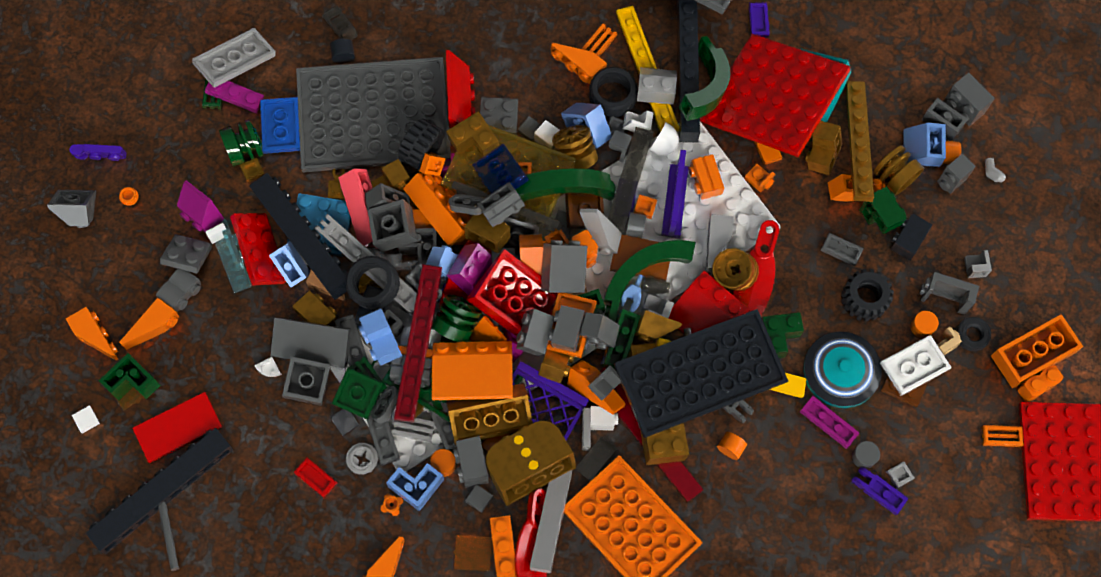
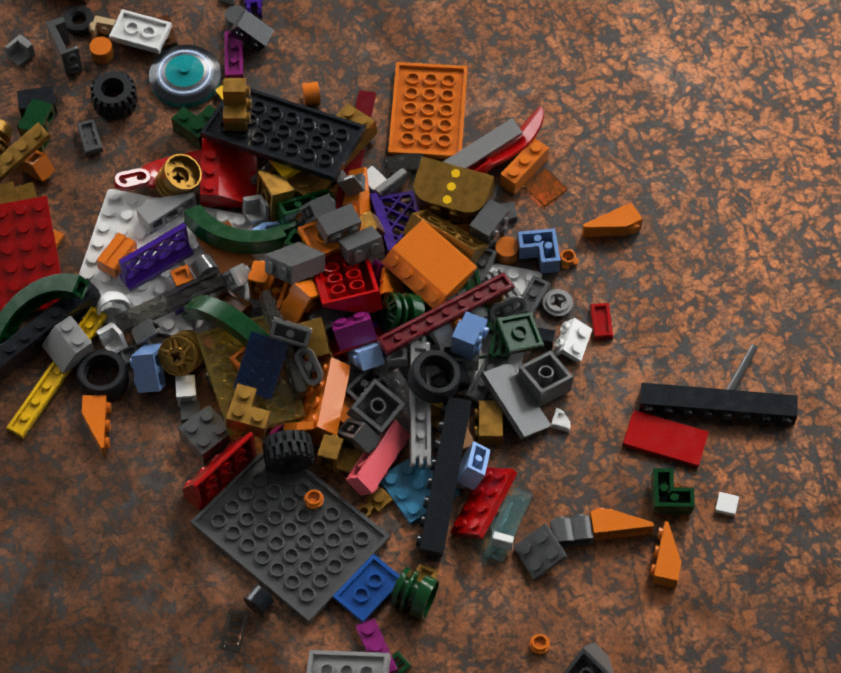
camera: 130 degrees left, 10 degrees down
(198, 208) = (499, 571): magenta slope -> none
(320, 437) = (572, 340): none -> white bracket
(376, 141) = (313, 499): none -> orange plate
(607, 31) = (63, 423): orange tile -> none
(653, 285) = (239, 221): clear smoke cone -> none
(753, 348) = (236, 104): none -> pearl gold brick
(760, 178) = (80, 228): orange bracket -> none
(836, 449) = (251, 31): none -> brick

